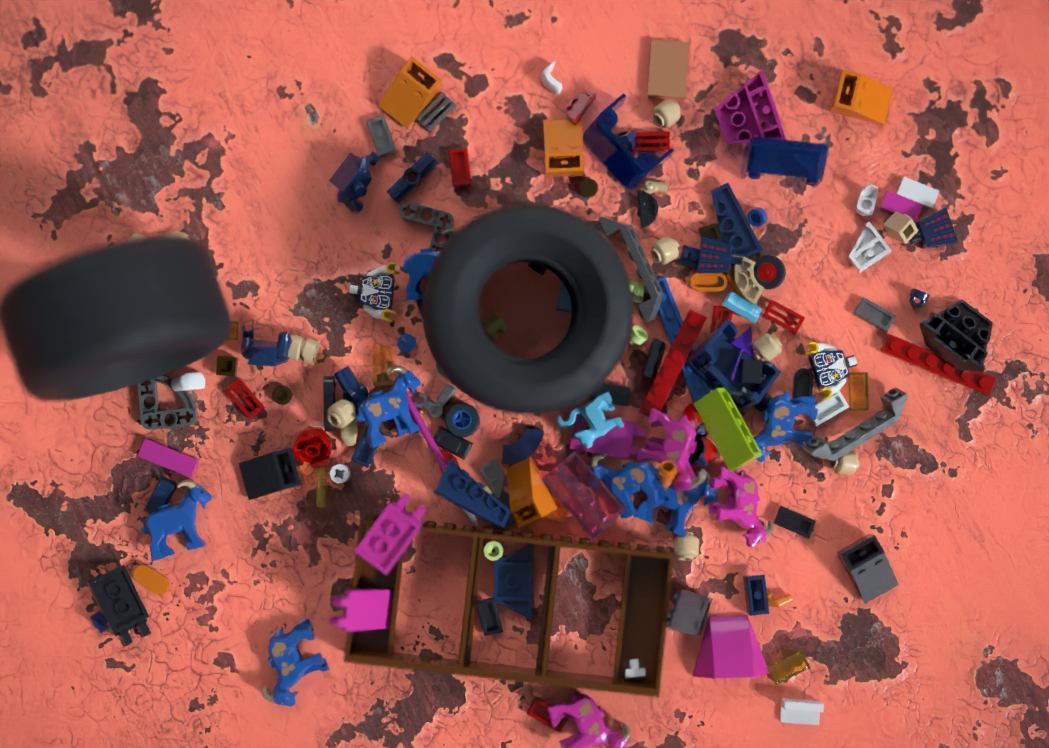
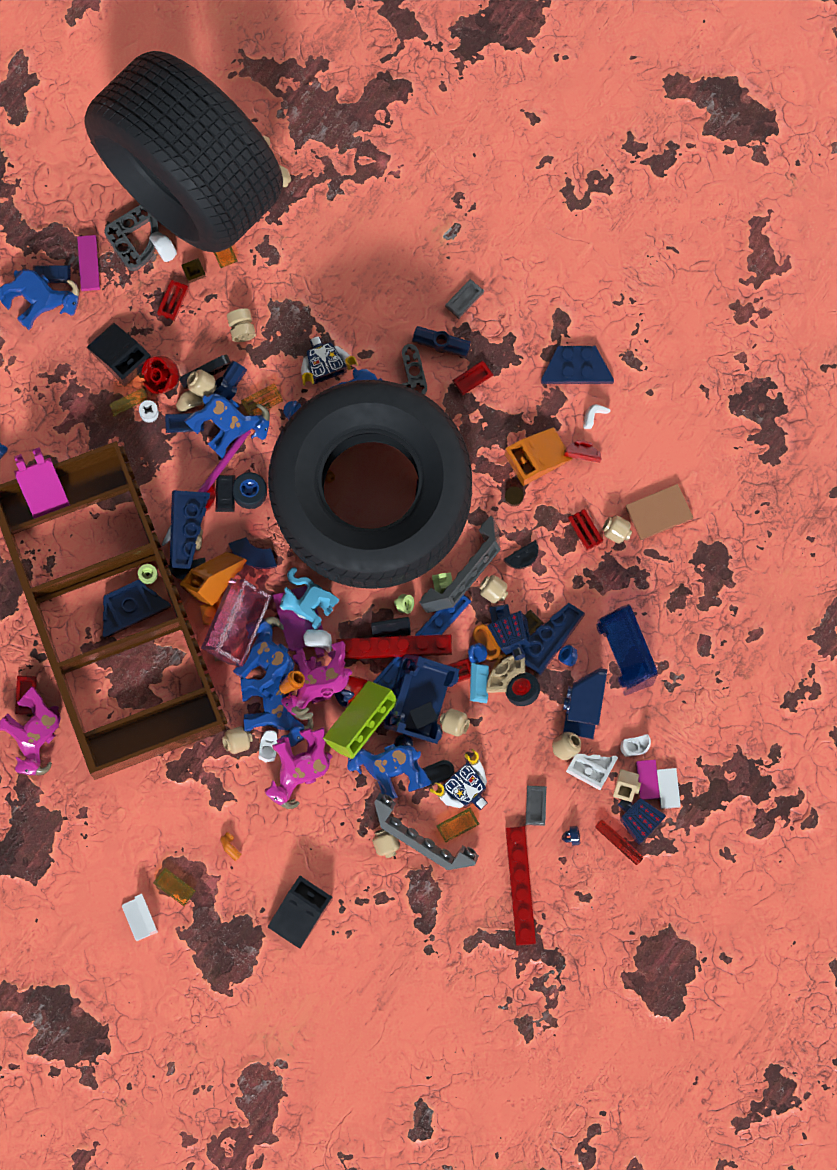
camera: 60 degrees right, 10 degrees down
(265, 352) = (222, 294): dark blue torso -> none
(282, 395) = (192, 329): dark brown tile -> none
(353, 178) = (412, 291): dark blue torso -> none
(391, 535) = (117, 472): dark pink tile -> none
(410, 92) = (514, 302): orange slope -> none
(437, 409) = (247, 461): flat silver bar -> none
(447, 101) = (512, 327): flat silver tile -> none
(489, 616) = (87, 599): black tile -> none
(493, 324) = (349, 475): tile -> none
(494, 476) = (213, 543): flat silver tile -> none
(497, 70) = (577, 366): none -> dark blue wing
(614, 155) = (547, 521): clear blue windscreen -> none
(619, 394) = (341, 612): black tile -> none
(627, 137) = (572, 504): dark blue tile -> none
(632, 429) = (318, 638): none -> white hair
(634, 671) = (102, 748): white tile -> none
(653, 186) = (545, 549): tan arm -> none
(689, 612) = (178, 765): black slope -> none
(704, 452) = (328, 708): hat -> none
(706, 522) = (266, 751): none -> white hair
(715, 295) = (477, 653): none -> blue tile
(730, 650) = (165, 826): dark pink wedge -> none
(745, 344) = (446, 700): dark purple piece -> none
(750, 113) = (658, 603): dark pink wedge -> none
(756, 594) = (225, 824): dark blue slope -> none
(769, 309) = (490, 741): red tile -> none
(794, 522) = (309, 826): black tile -> none
(819, 222) = (585, 704): none -> dark blue windscreen
(830, 408) = (428, 805): white tile -> none
(839, 260) = (566, 746): none -> tan head
(861, 97) = (726, 693): orange slope -> none
(943, 260) = (619, 842): none -> clear red axle
(959, 336) = (556, 886): black wedge -> none

